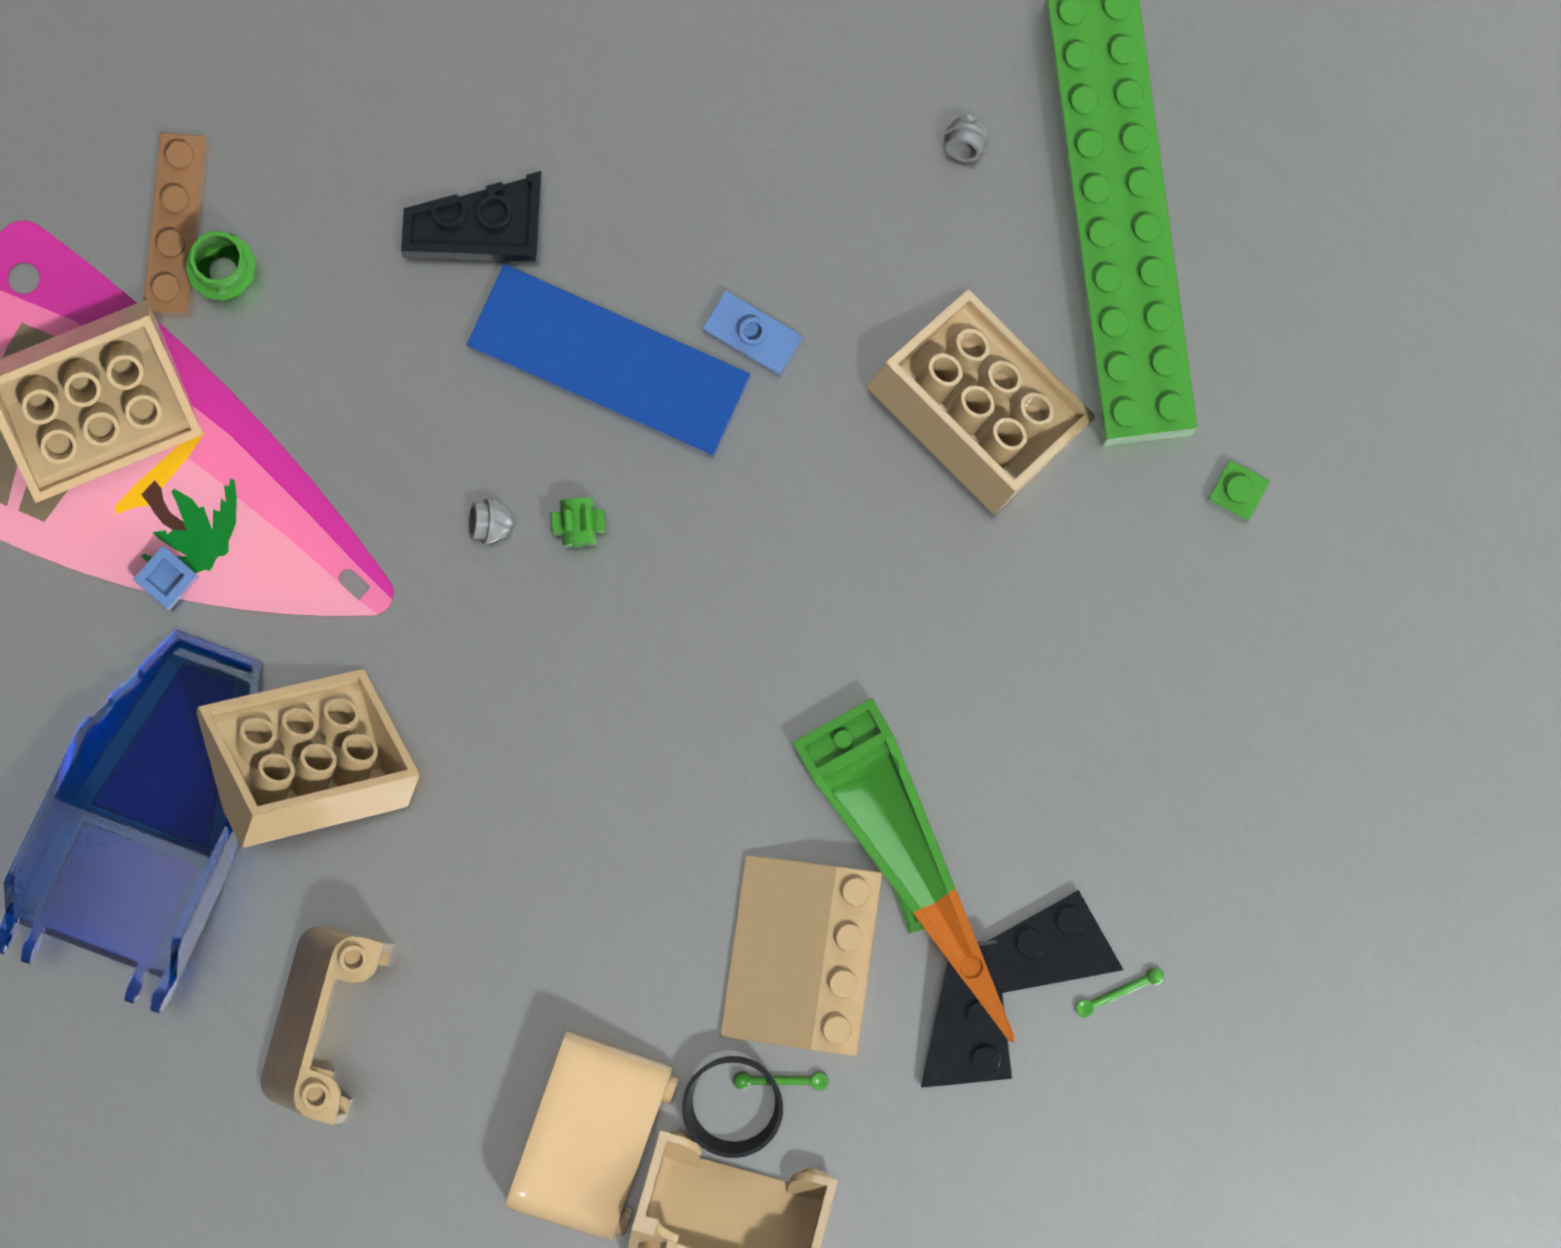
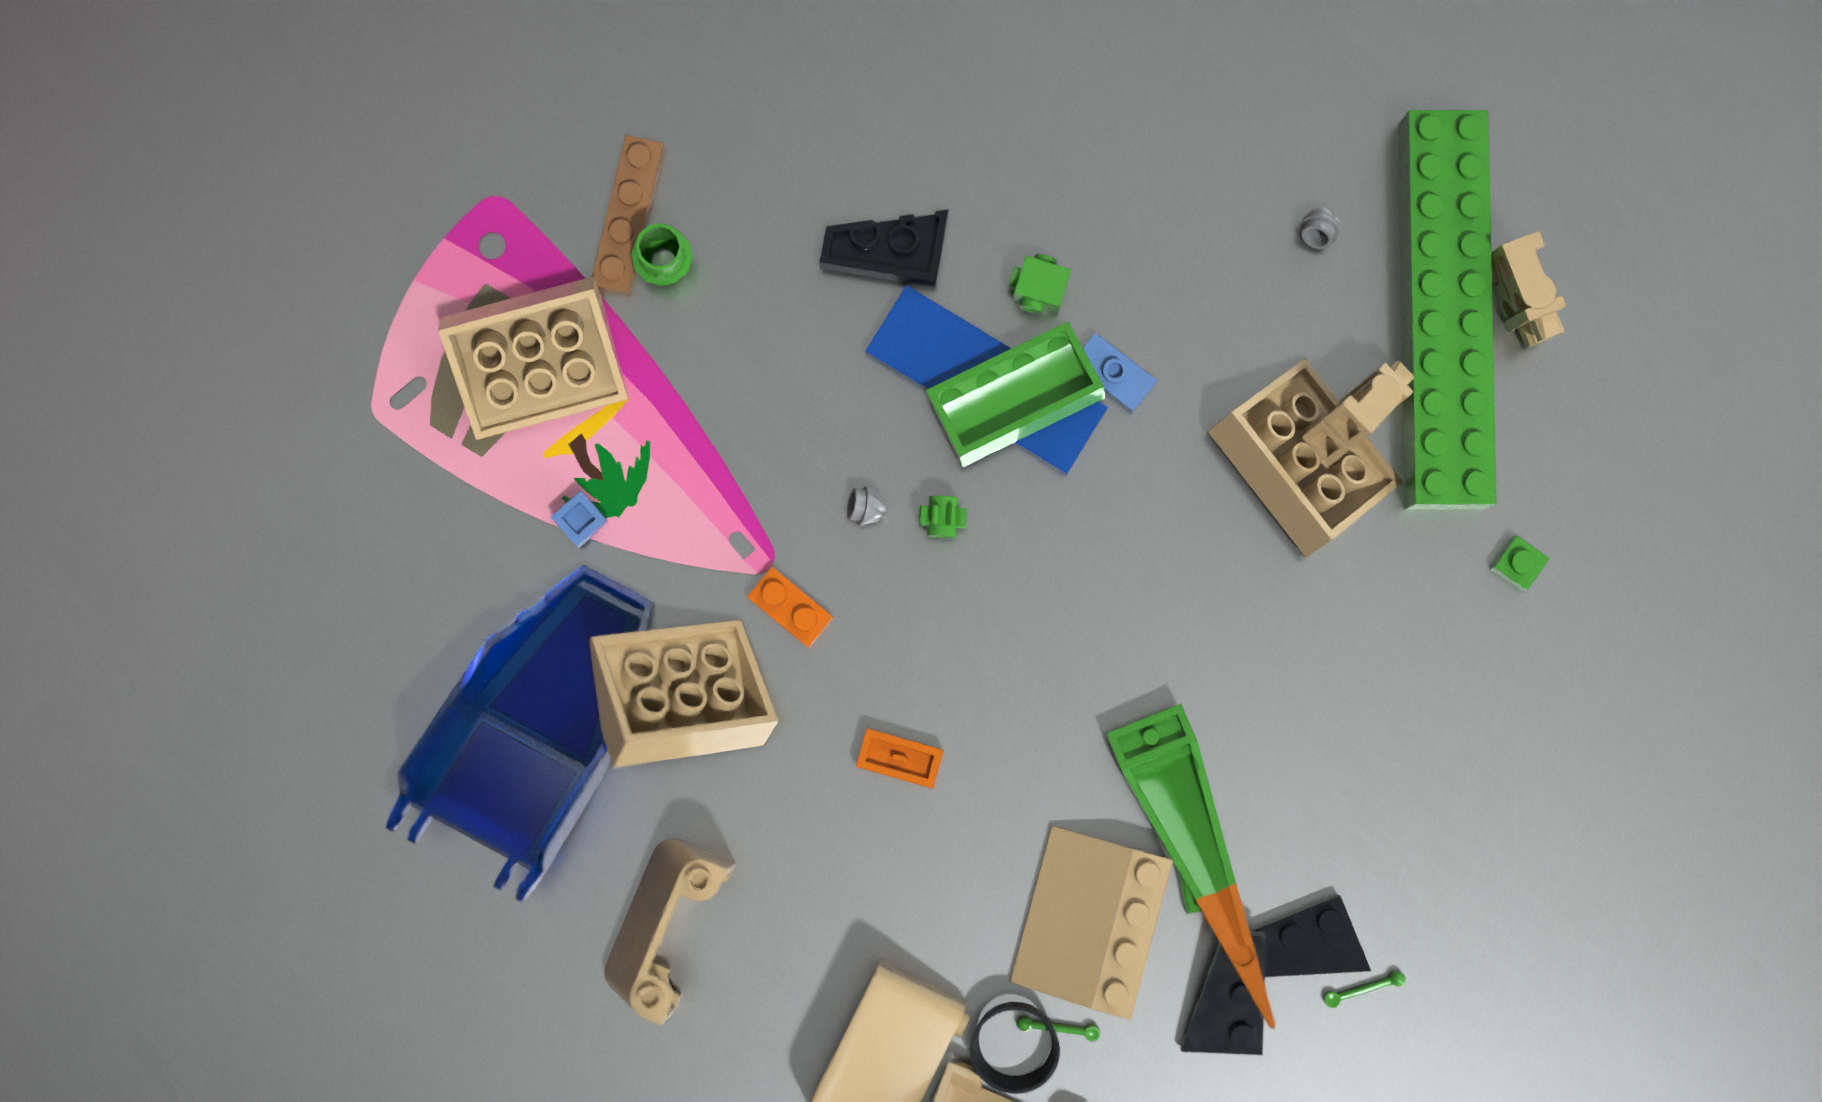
camera: 10 degrees right, 0 degrees up
(418, 647) = (790, 607): none -> orange plate
(563, 801) = (899, 758): none -> orange plate
(643, 372) = (1016, 393): none -> bright green slope
(655, 243) = (1039, 284): none -> bright green brick
(1034, 341) = (1360, 412): none -> tan hips
(1203, 181) = (1525, 290): none -> tan hips

